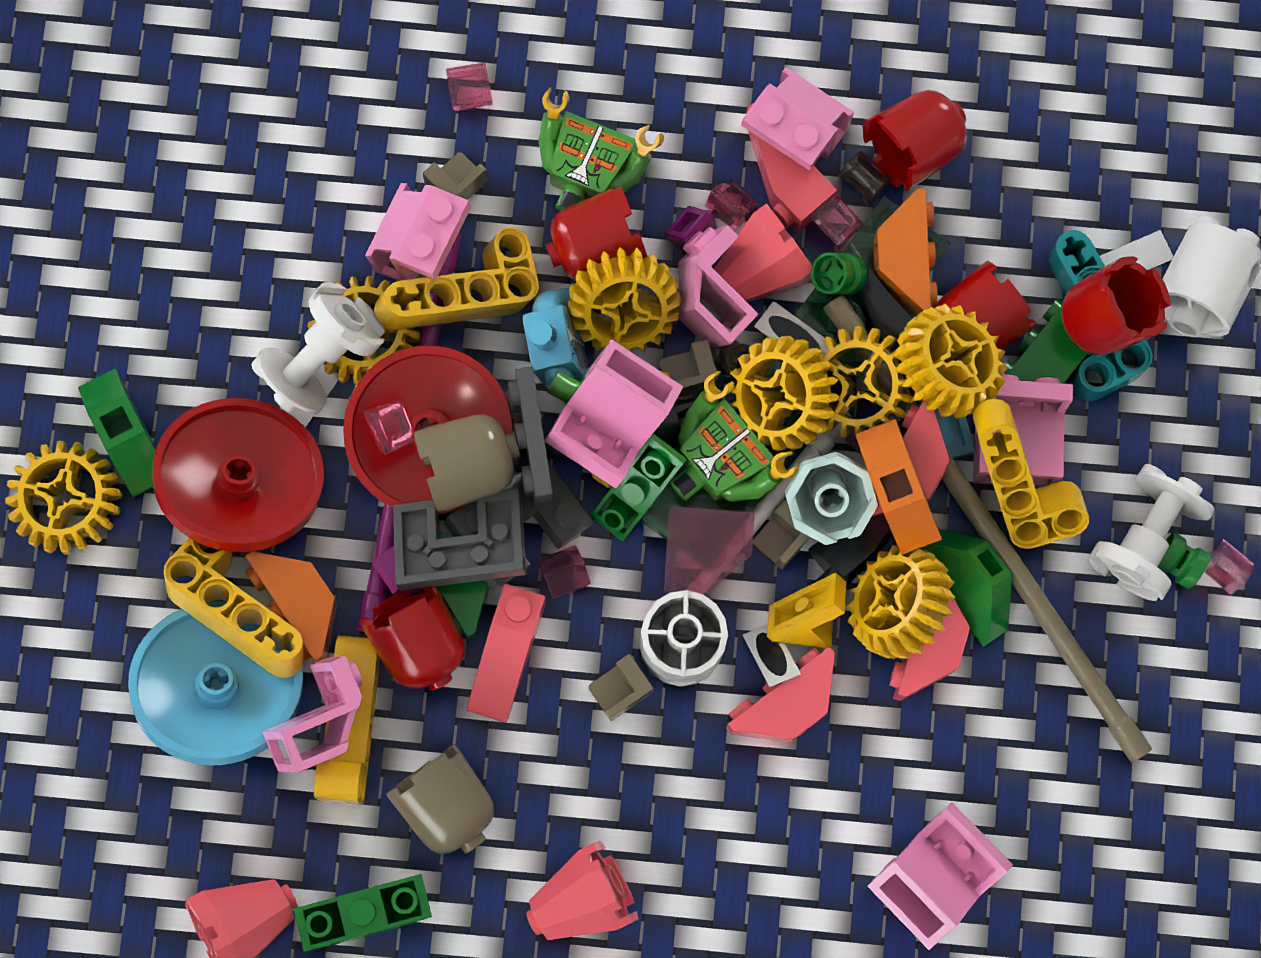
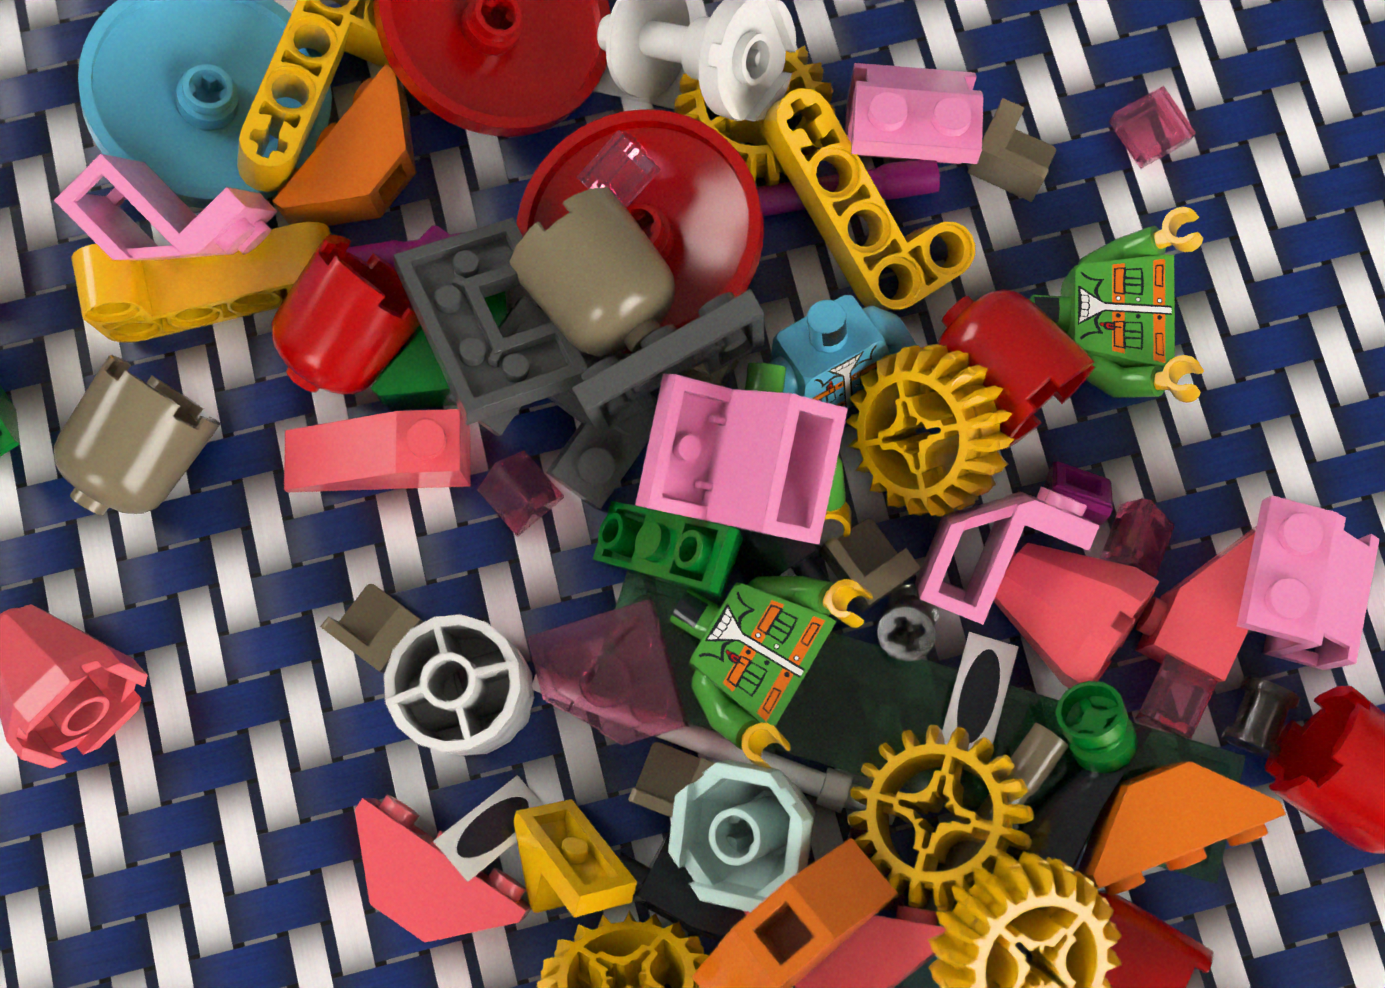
camera: 75 degrees right, 0 degrees up
(762, 402) = (894, 721): yellow gear -> none

